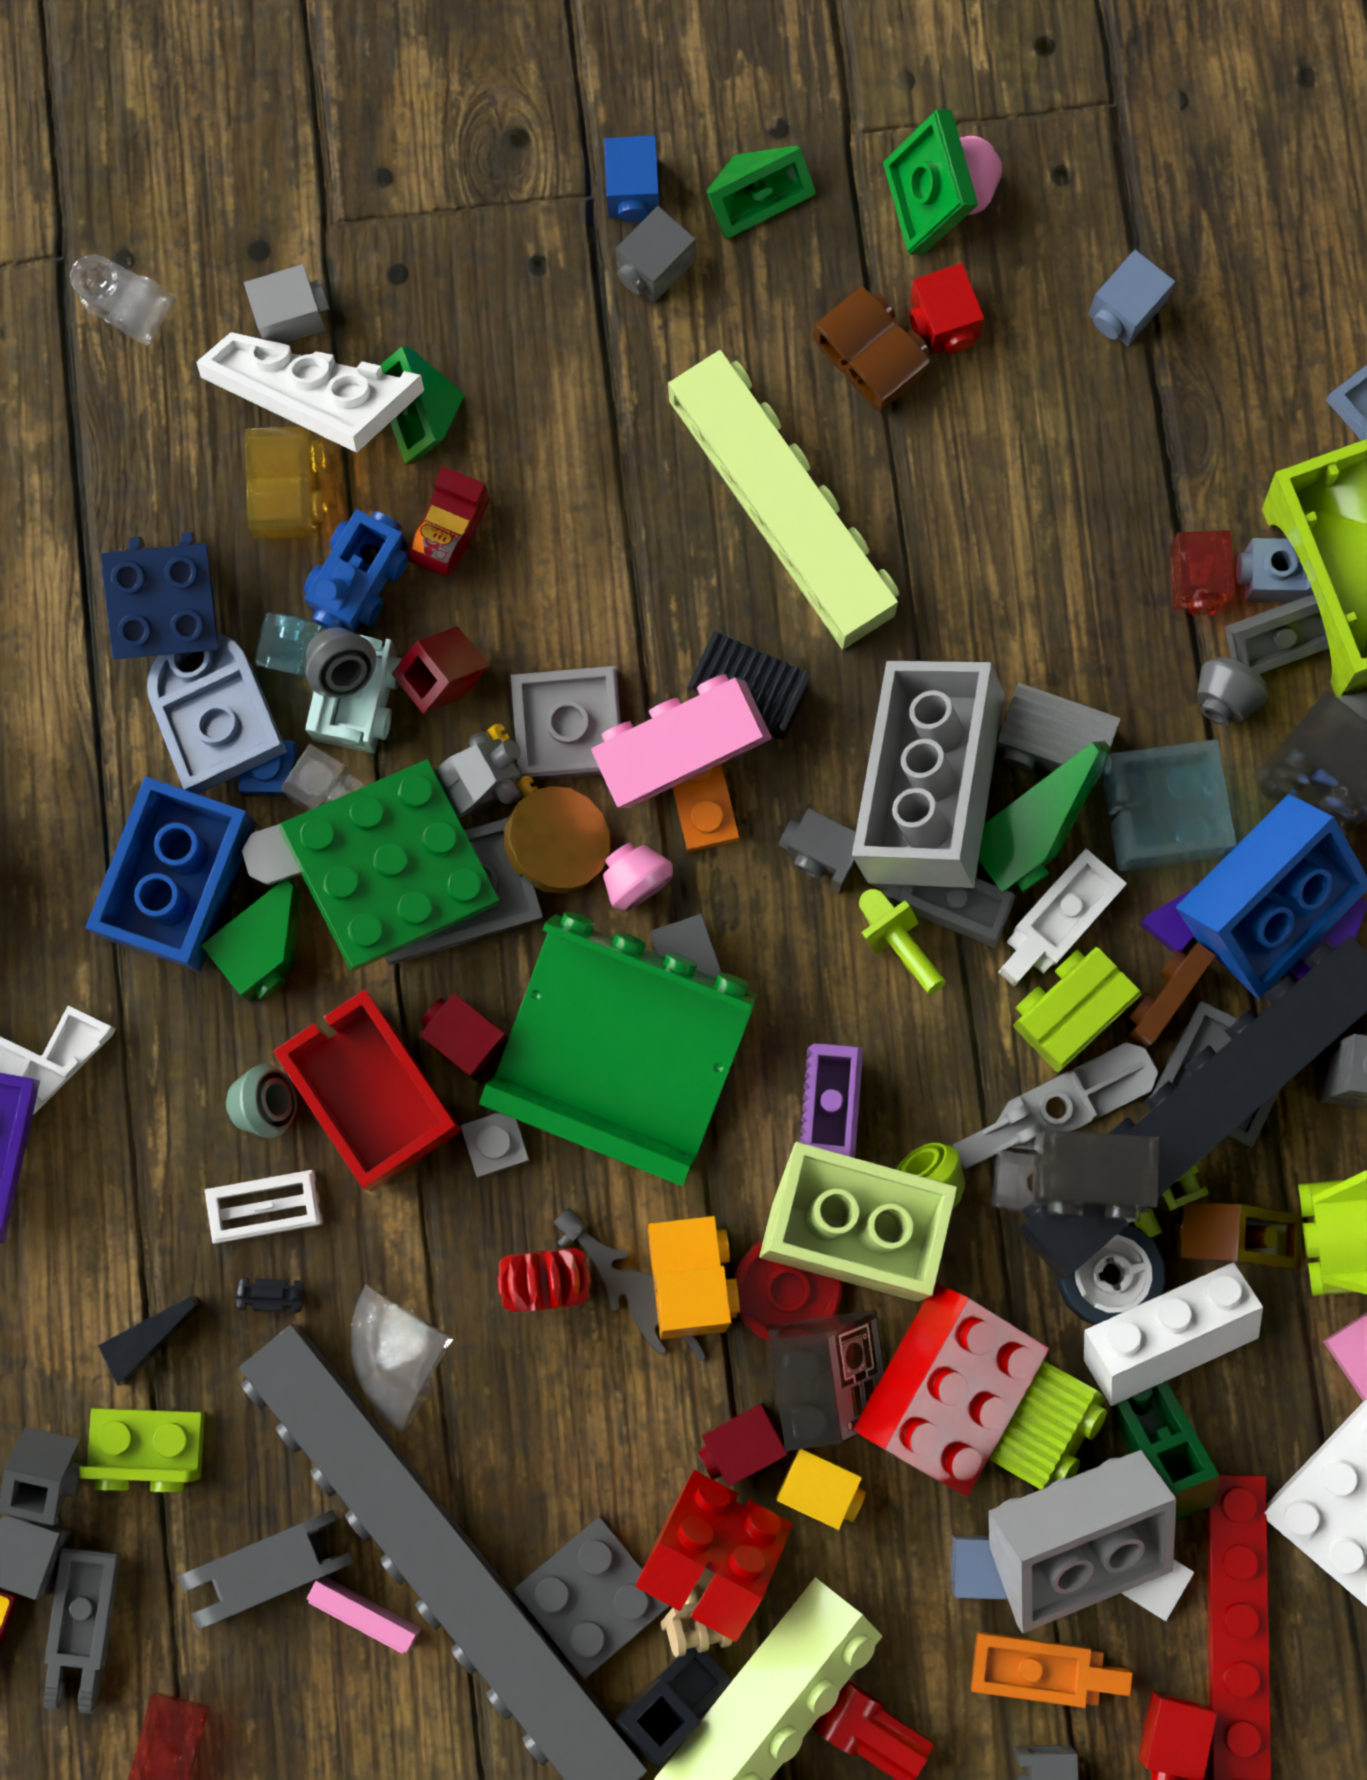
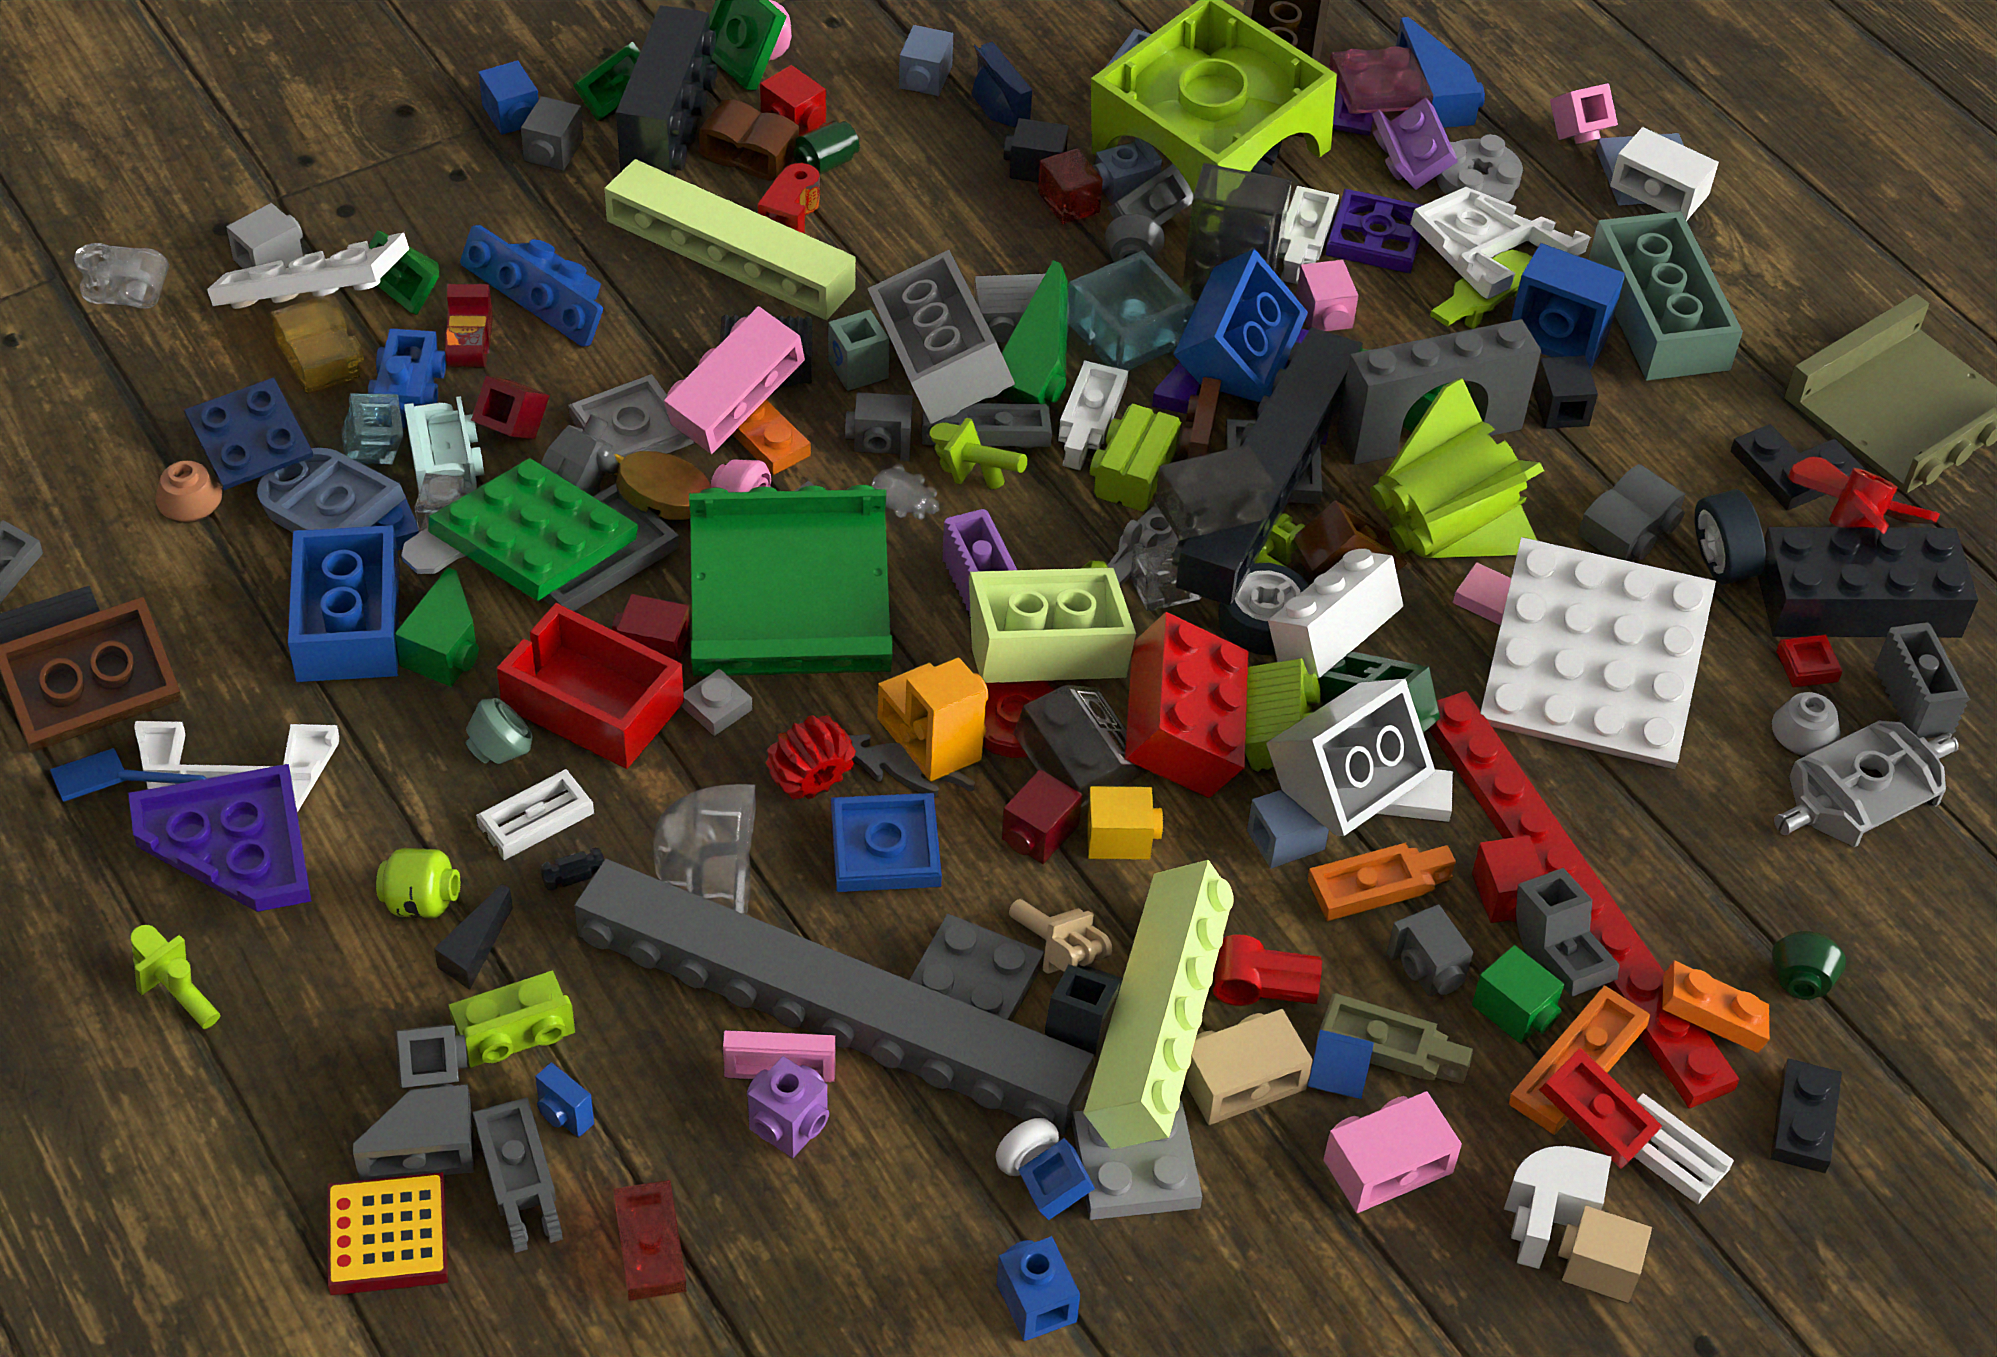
camera: 35 degrees left, 30 degrees down
(82, 641) = (187, 492): none -> nougat cone
(113, 1257) = (417, 883): none -> lime head
(147, 1572) = (563, 1101): none -> blue plate
(264, 1570) = (667, 1059): dark grey piece -> none
(339, 662) = (428, 405): dark grey cone -> none
(362, 1667) = (787, 1105): none -> medium lavender brick
(555, 478) = (538, 281): none -> blue bracket
(579, 1401) = (885, 842): none -> blue plate
(727, 1538) = (1089, 873): red piece -> none
(798, 258) = (667, 90): none -> black brick
(808, 943) = (906, 492): none -> clear piece
(842, 737) = (858, 350): none -> sand green brick
(880, 457) = (792, 196): none -> red leg
(951, 397) = (827, 146): none -> dark green brick
(1190, 496) = (1032, 143): none -> black brick
(1196, 377) = (1000, 87): none -> dark blue slope

